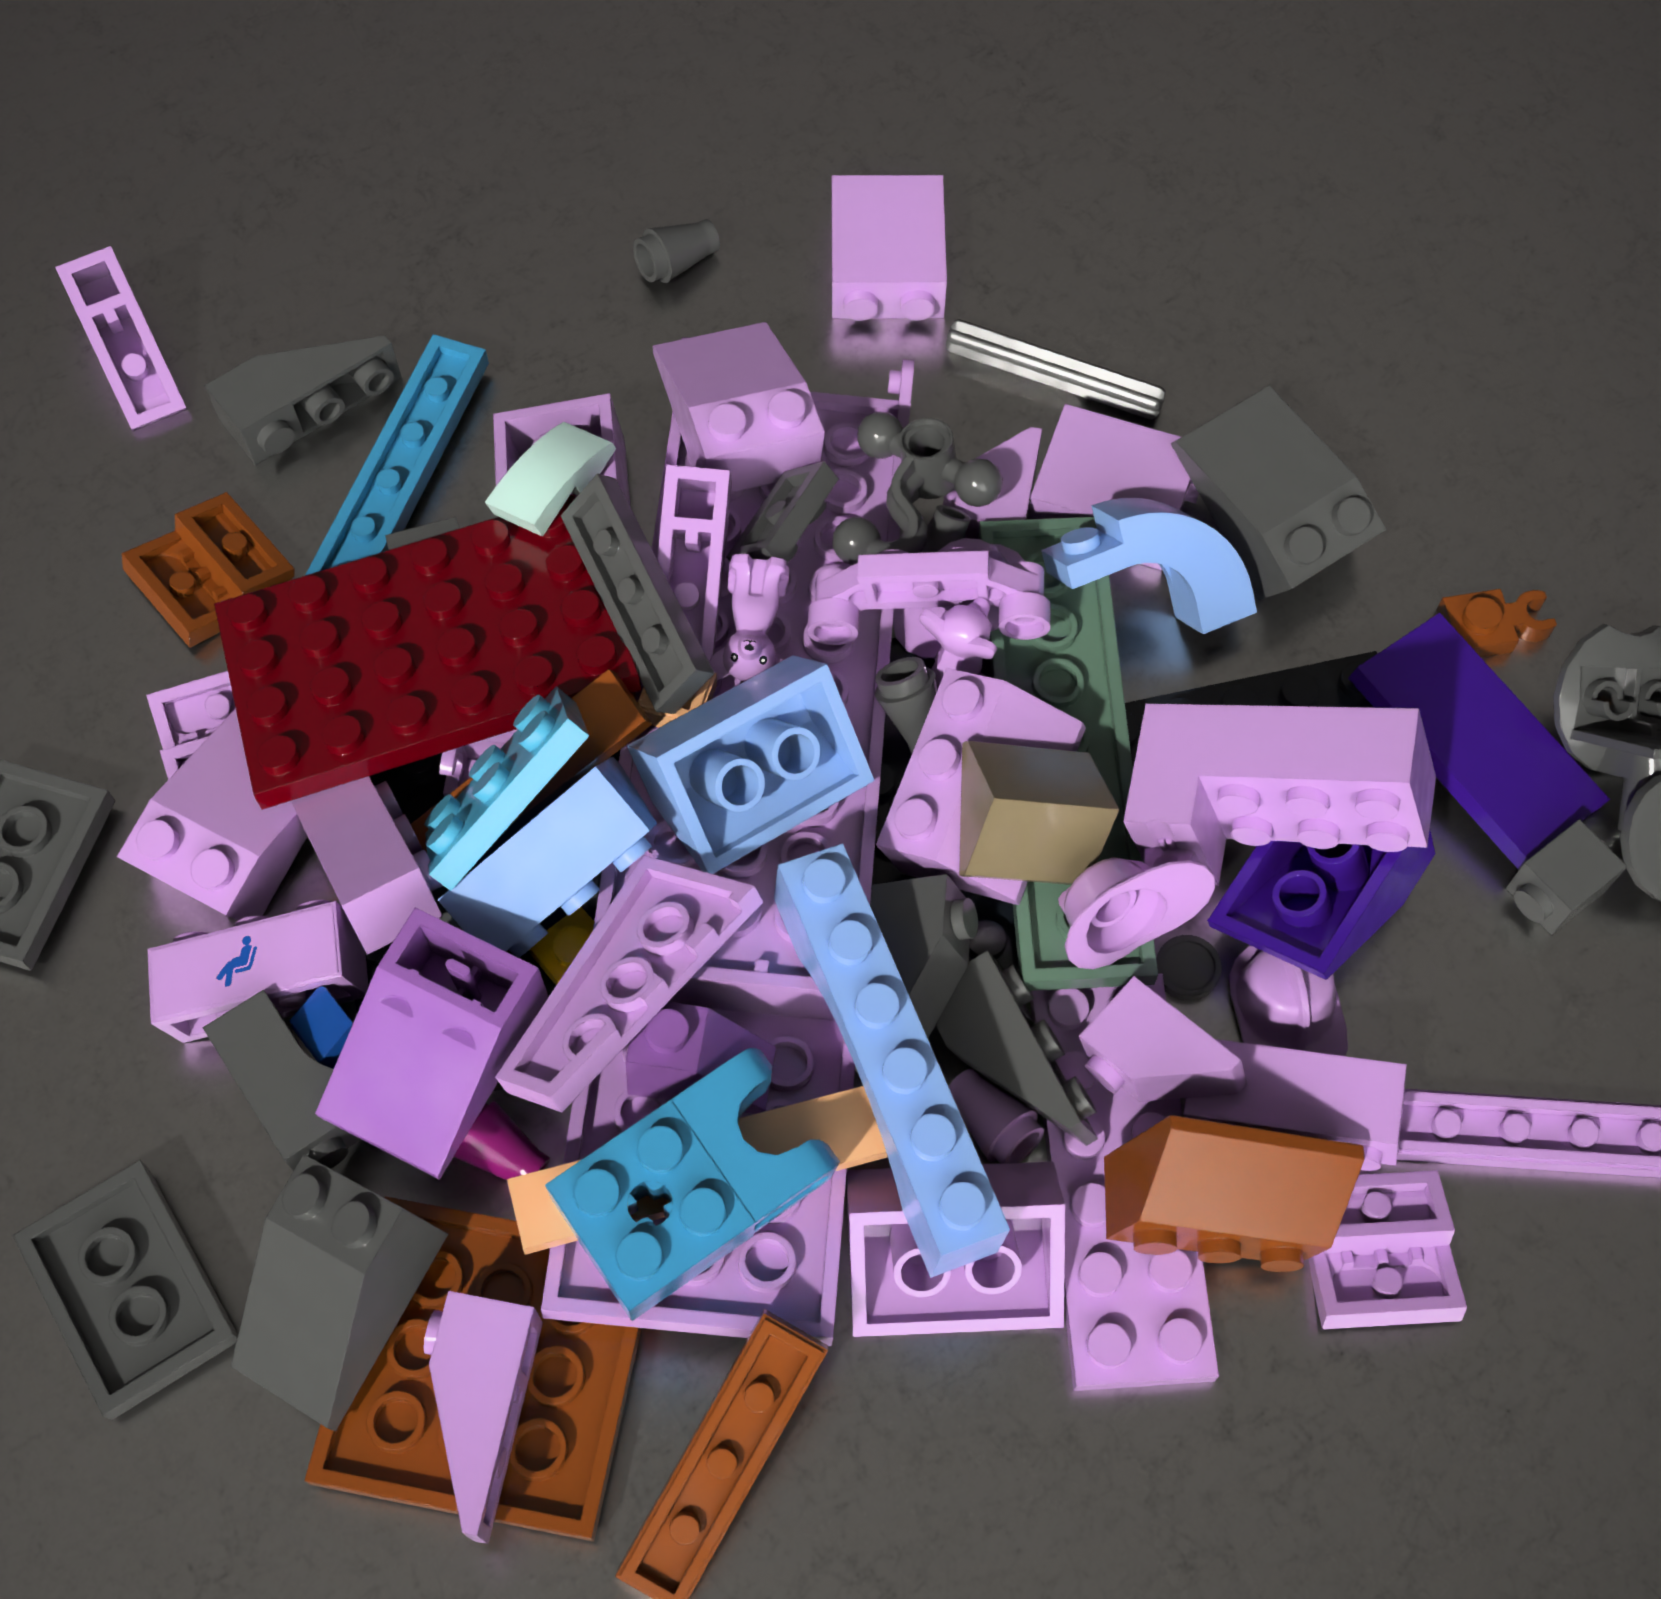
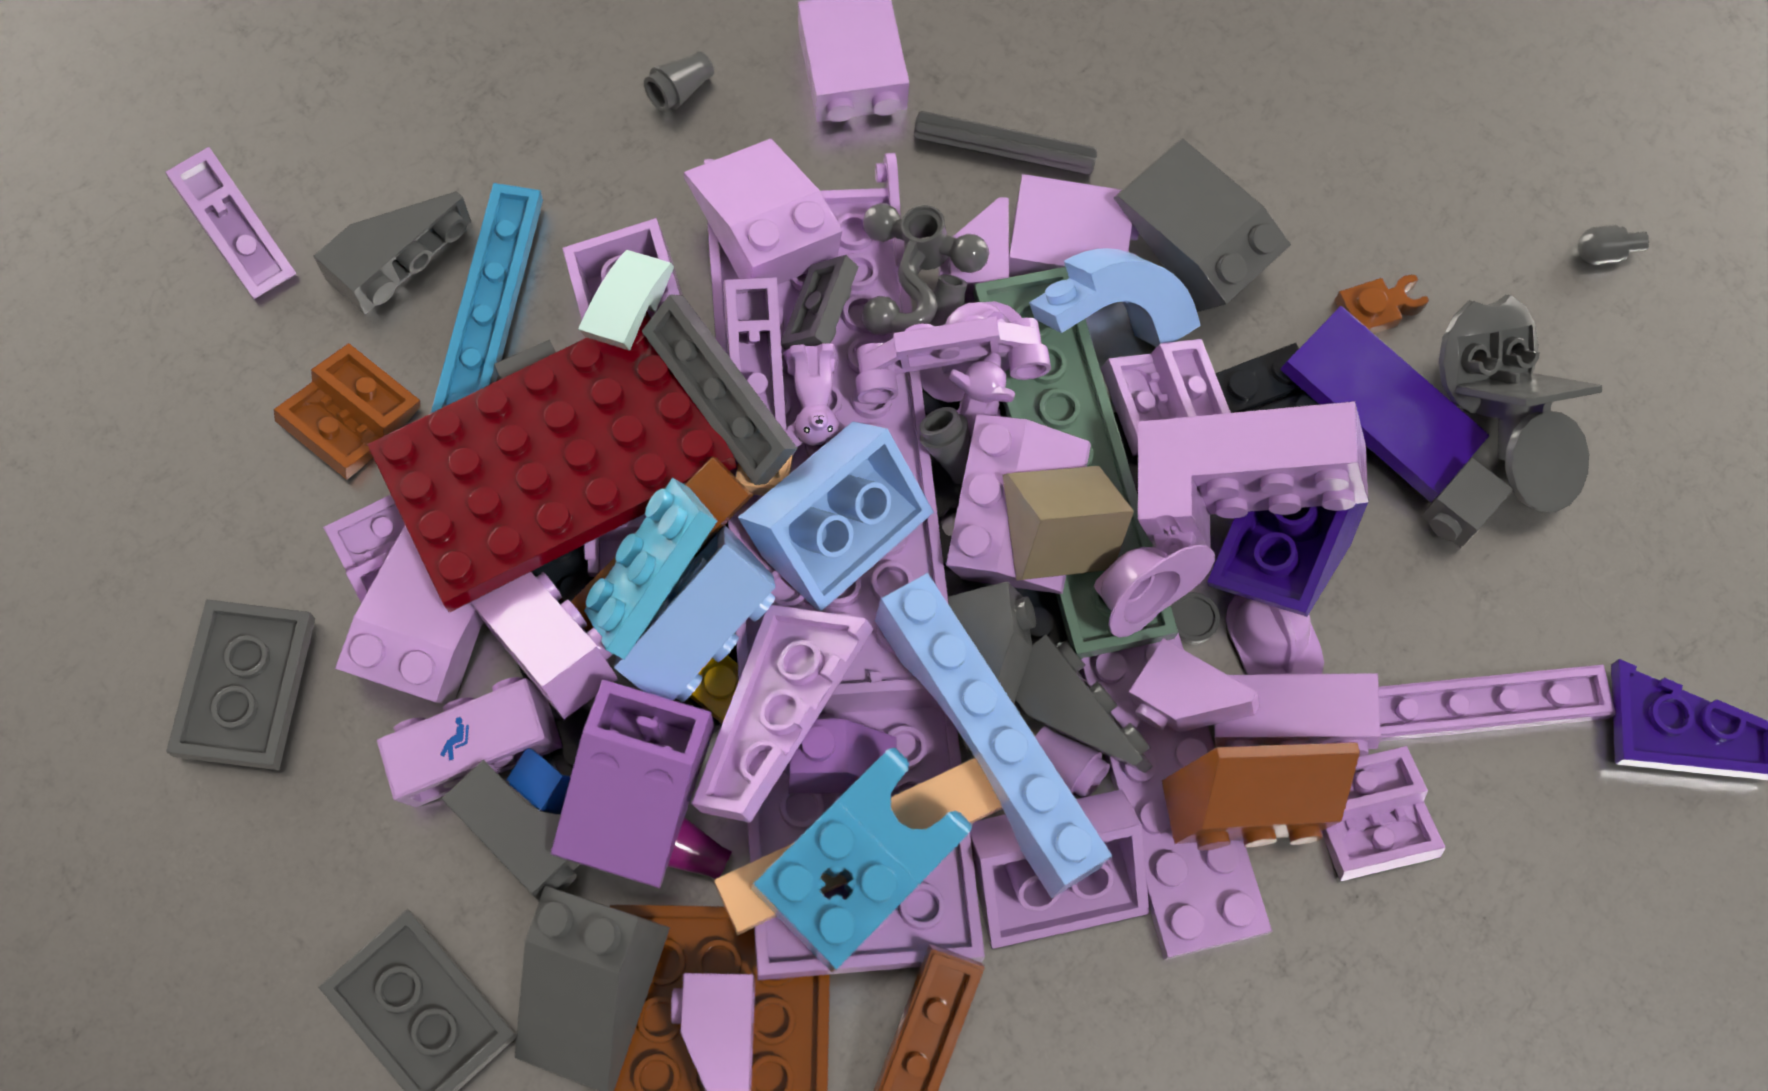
camera: 15 degrees left, 5 degrees up
(1204, 668) = (1163, 385): none -> lavender slope

